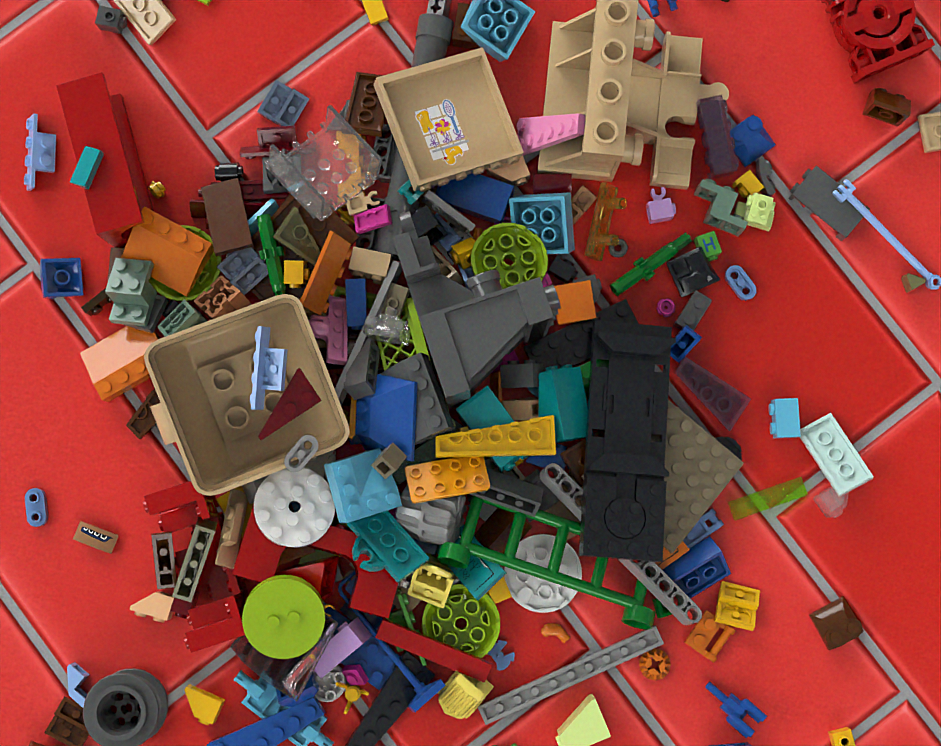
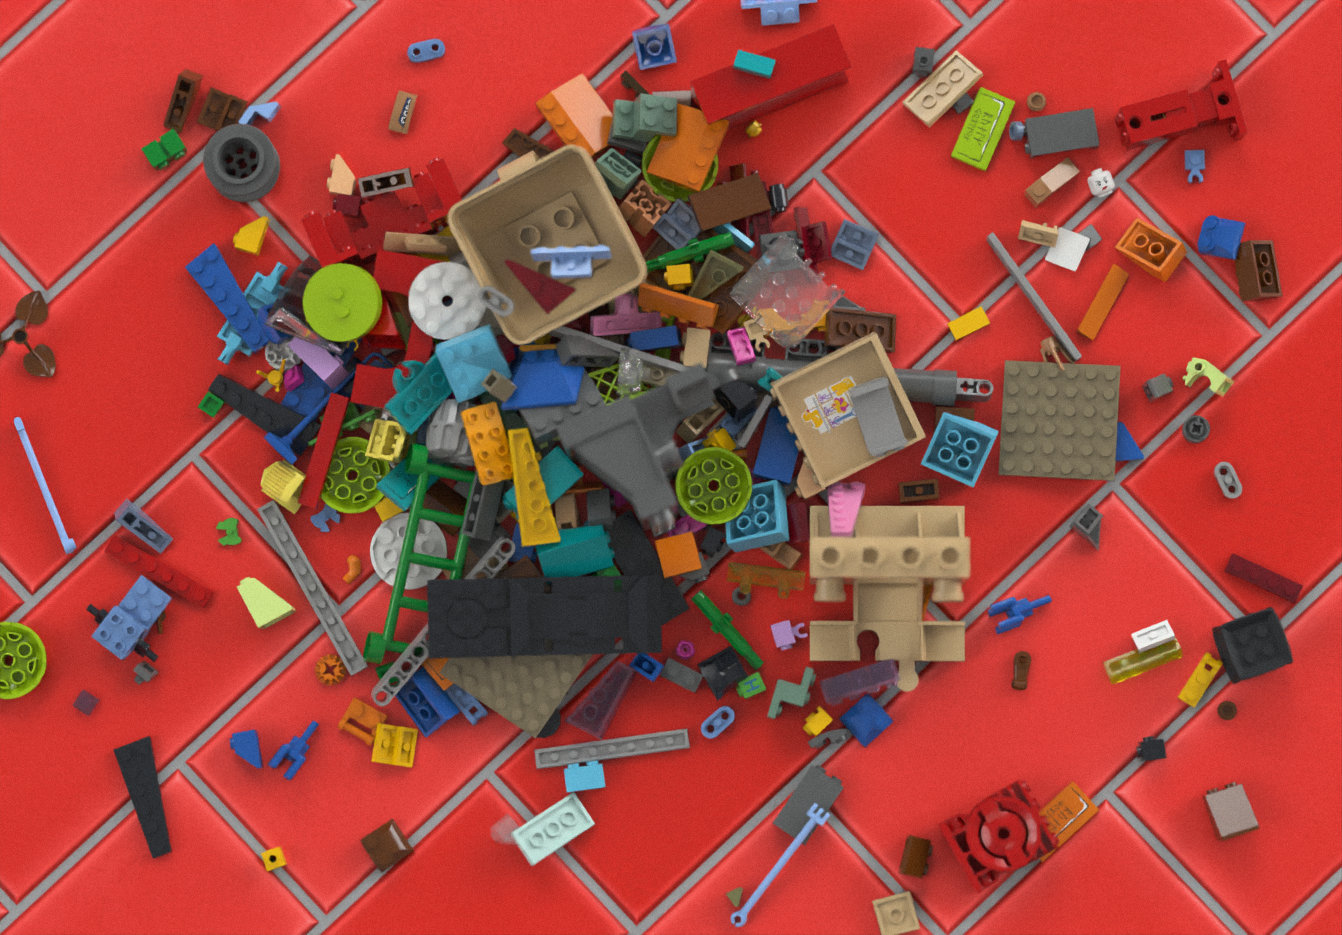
camera: 85 degrees right, 0 degrees up
(194, 559) = (388, 211): olive brick -> none
(459, 89) = (877, 417): none -> light grey panel
(532, 65) = (918, 491): none -> reddish brown brick
(757, 211) = (789, 730): yellowish green tile -> none
(757, 389) = (611, 748): none -> light grey tile
(767, 498) = (503, 767): clear neon green plate -> none

